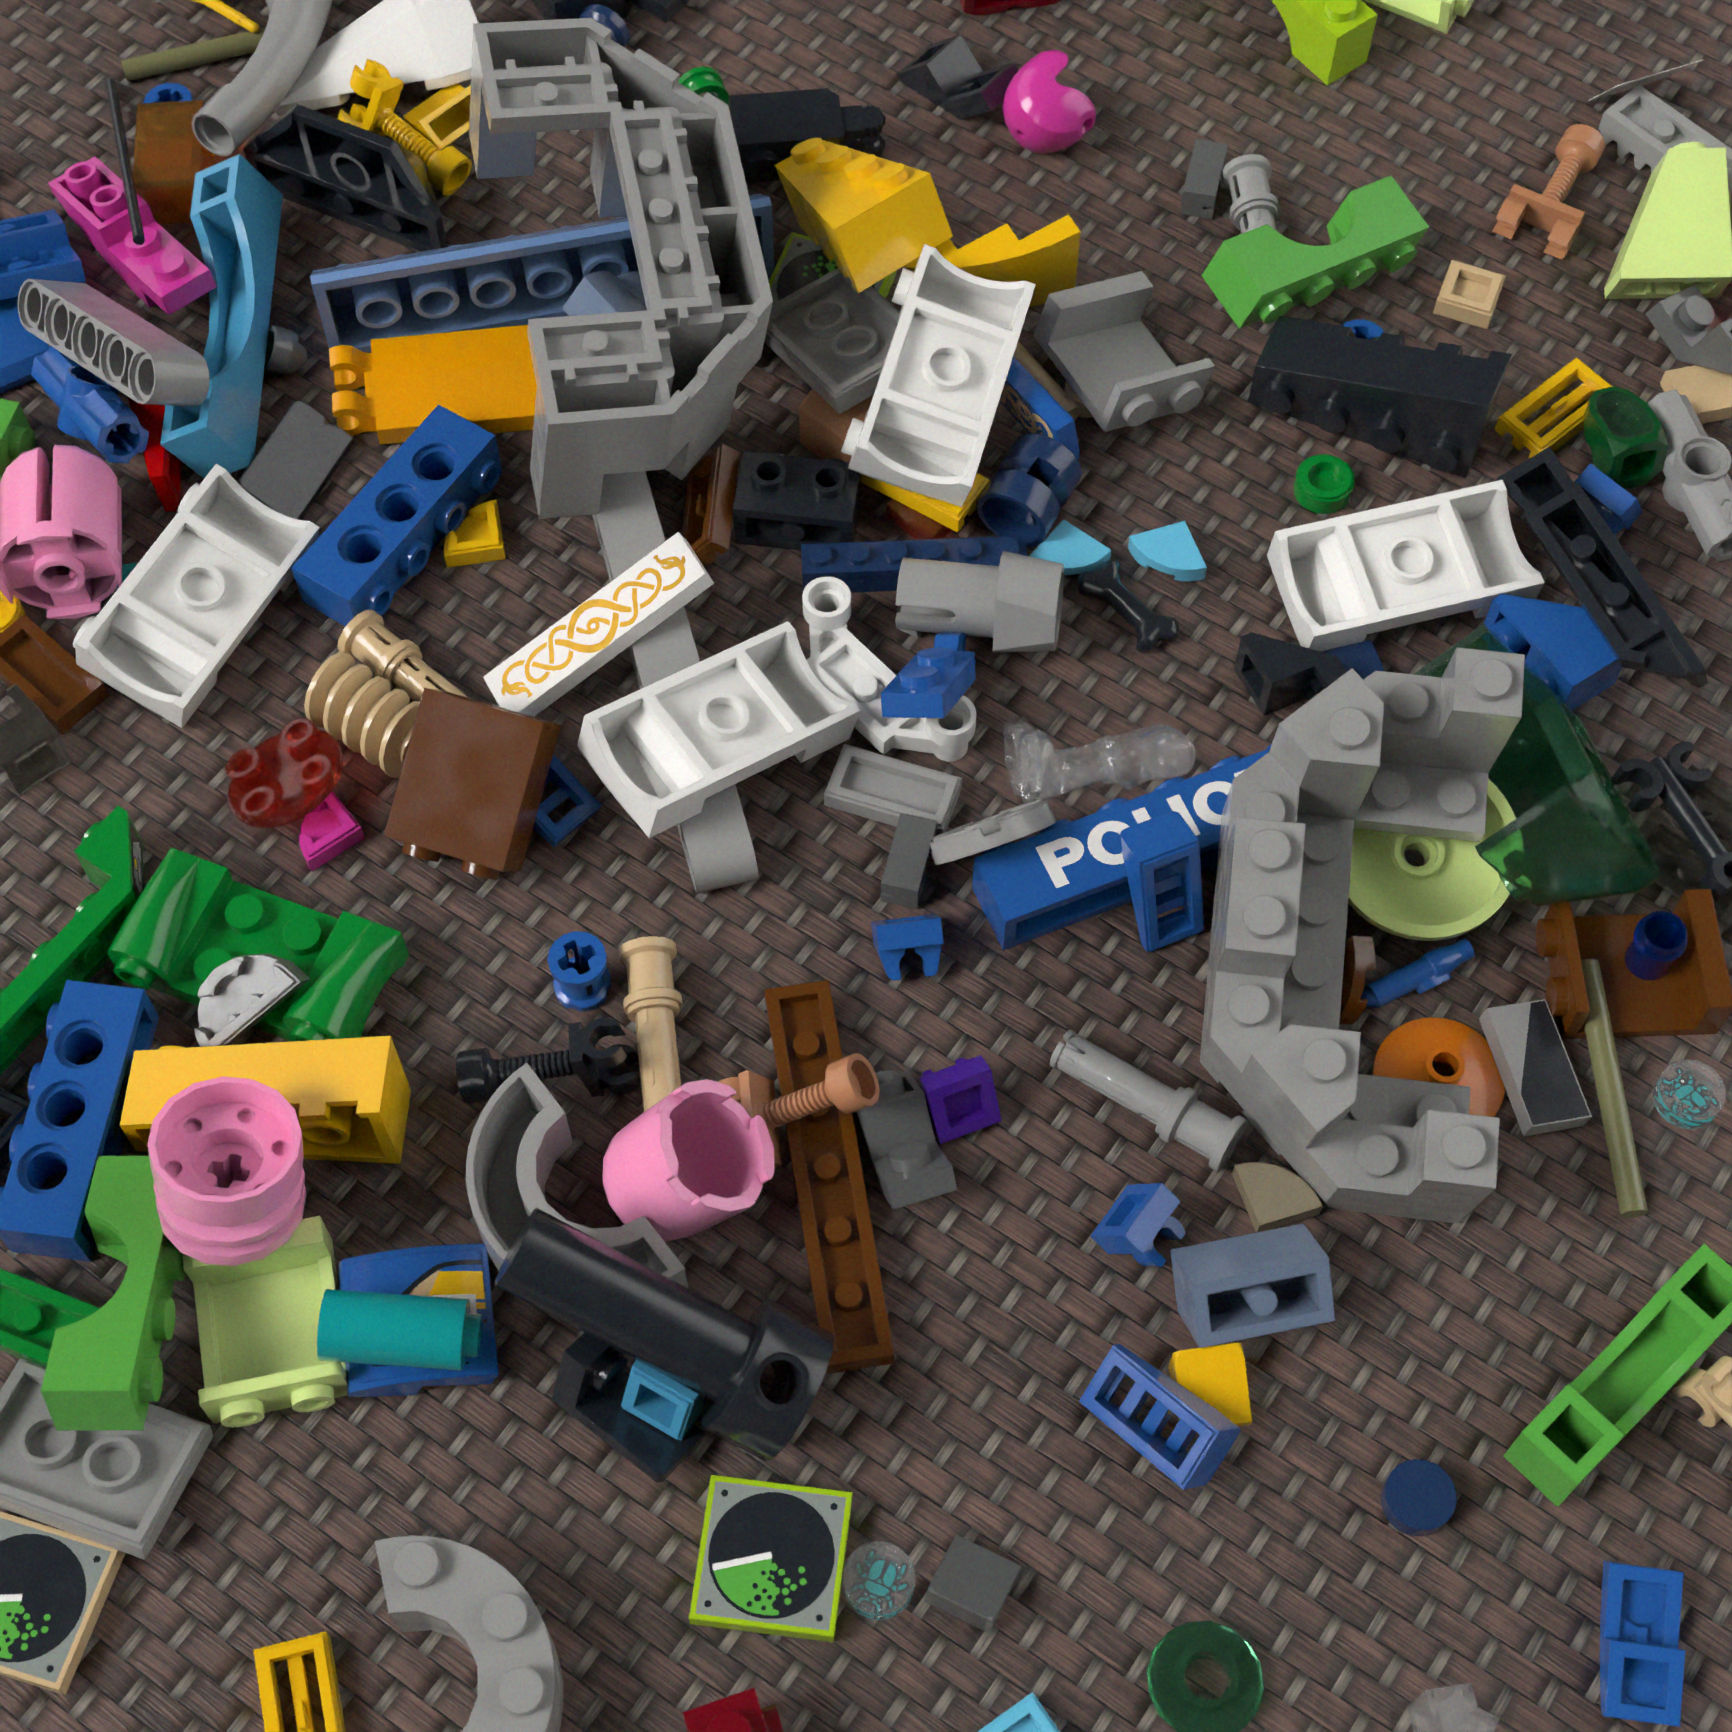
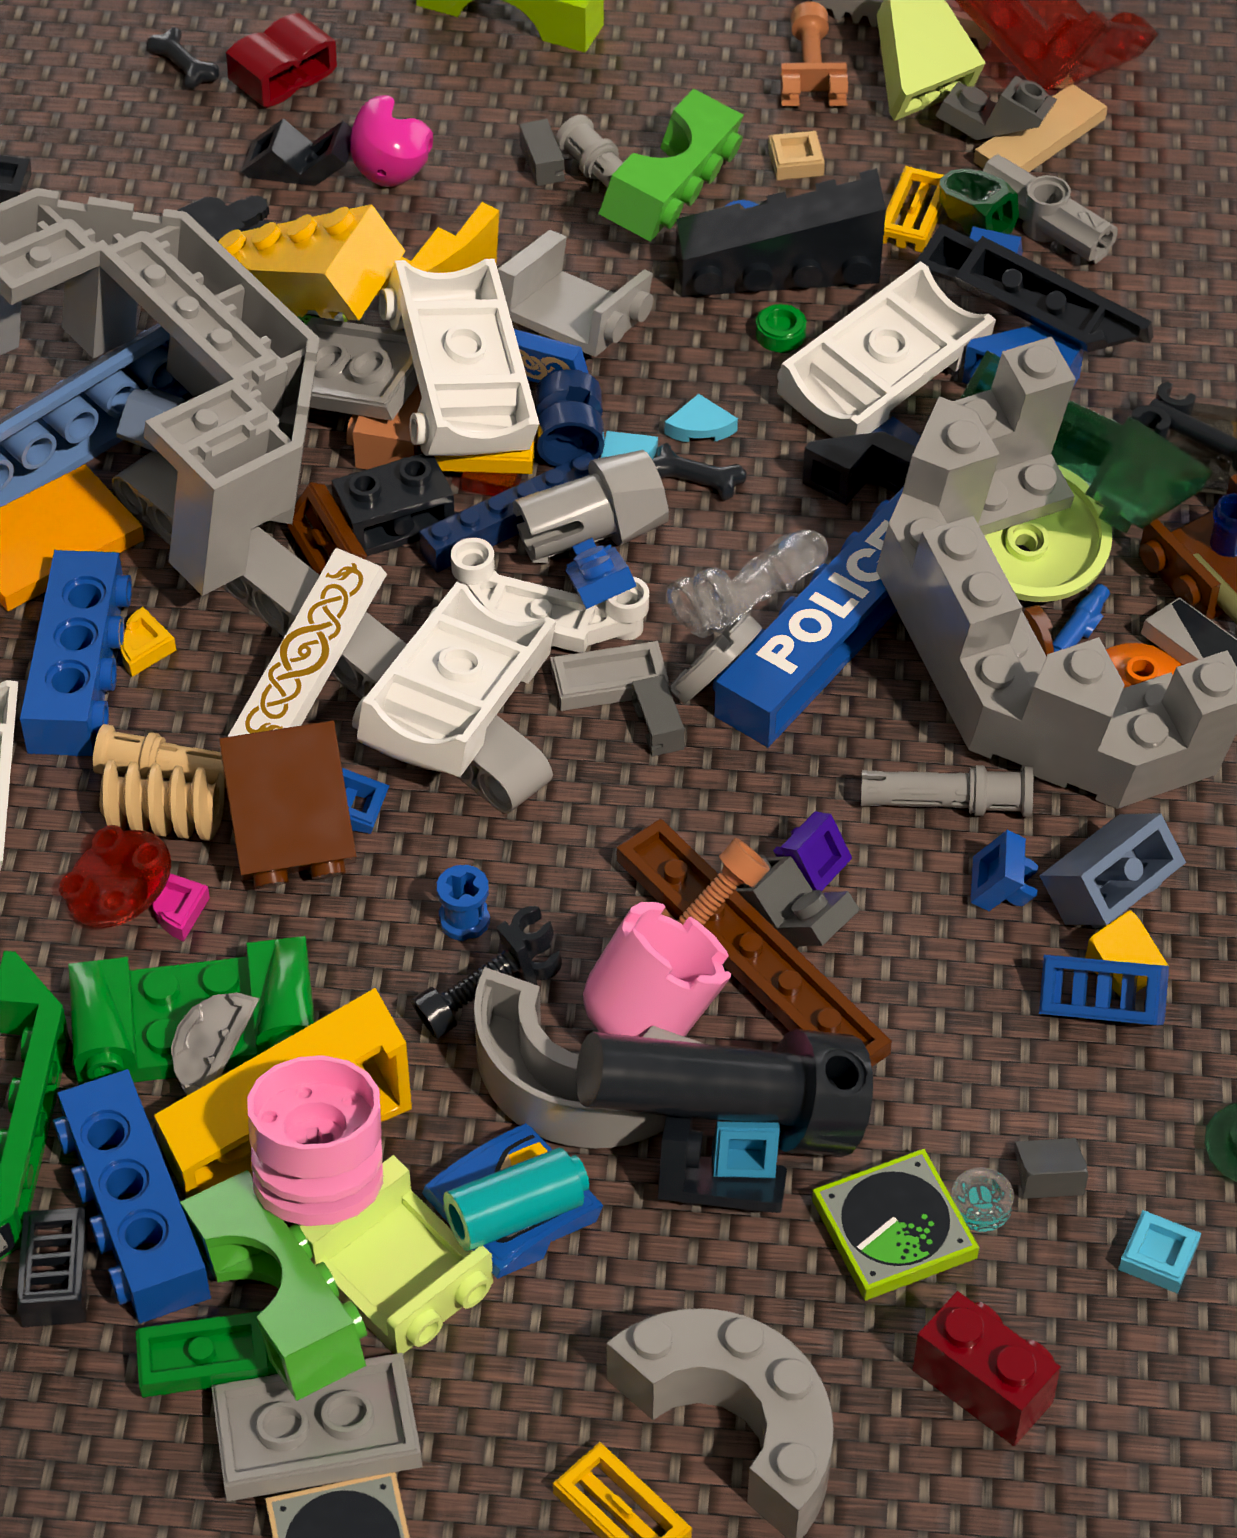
camera: 30 degrees left, 10 degrees down
(653, 1007) = (527, 887): tan pin -> none
(916, 932) = (704, 760): blue tile -> none
(1162, 875) = (864, 630): blue slope -> none
(1274, 1195) = (1080, 812): dark tan tile -> none

